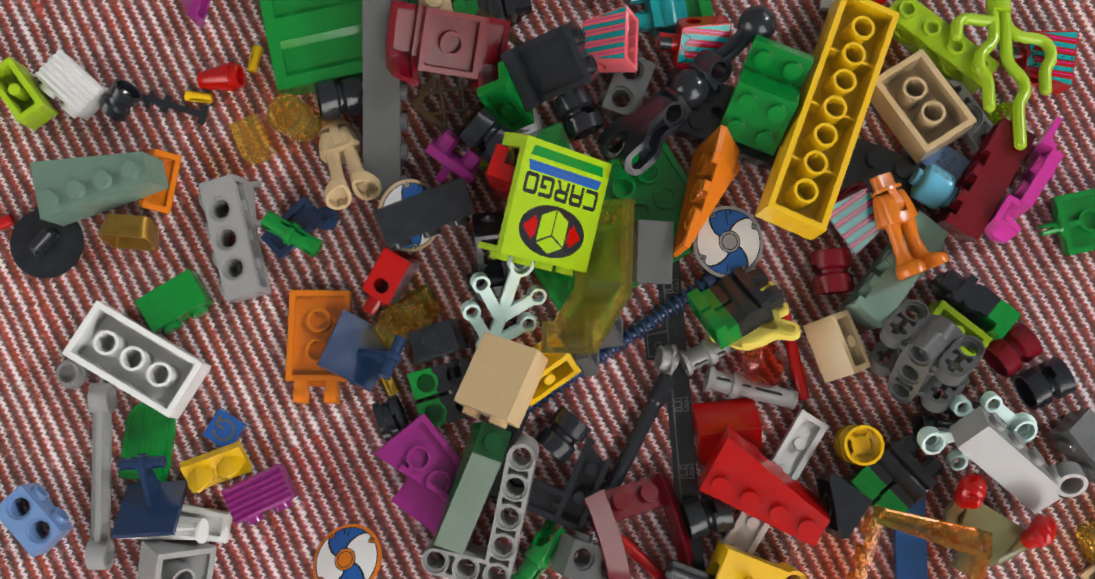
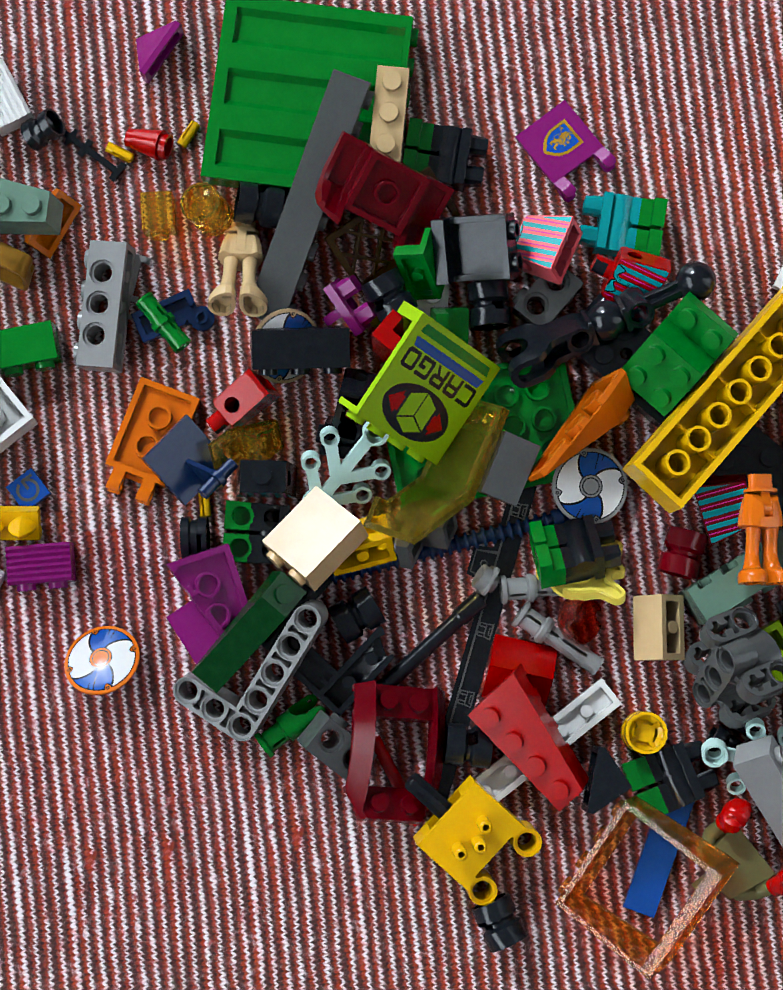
camera: 25 degrees right, 0 degrees up
(796, 366) = (613, 631): red piece -> none

